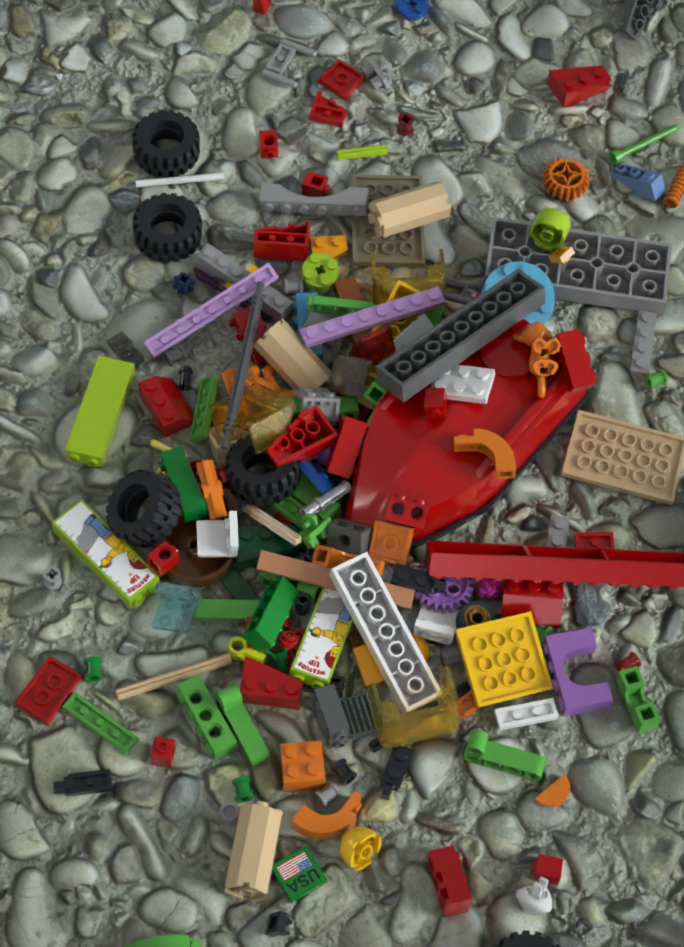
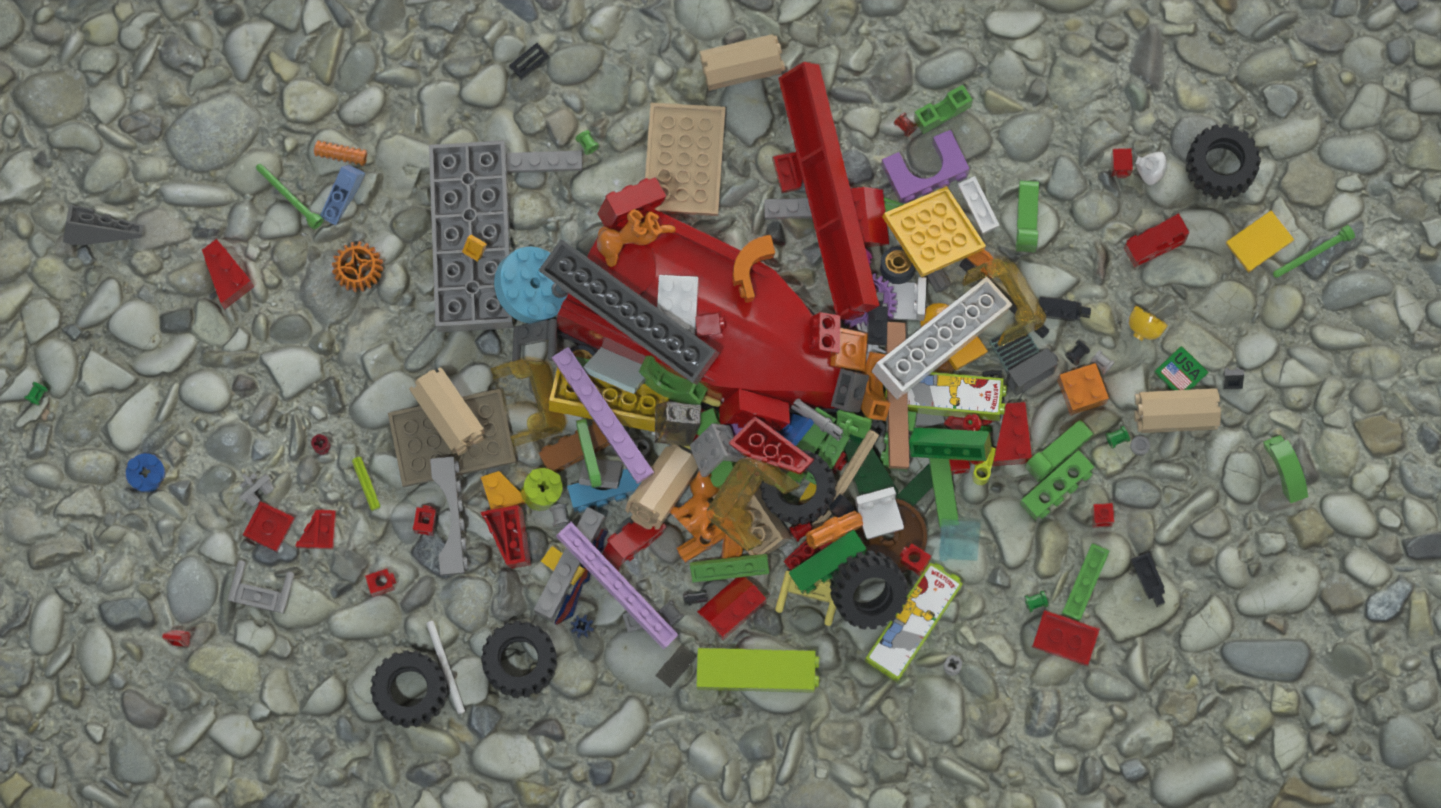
camera: 95 degrees left, 15 degrees up
(173, 676) = (1022, 527): tan axle -> none
(242, 366) = (689, 529): dark grey axle -> none
(302, 606) = (923, 418): black pin -> none
(327, 826) = (1131, 352): orange arch -> none
(375, 345) = (642, 403): clear red slope -> none
(550, 228) = (448, 262): lime brick -> none
(555, 793) = (1047, 168): orange tile -> none

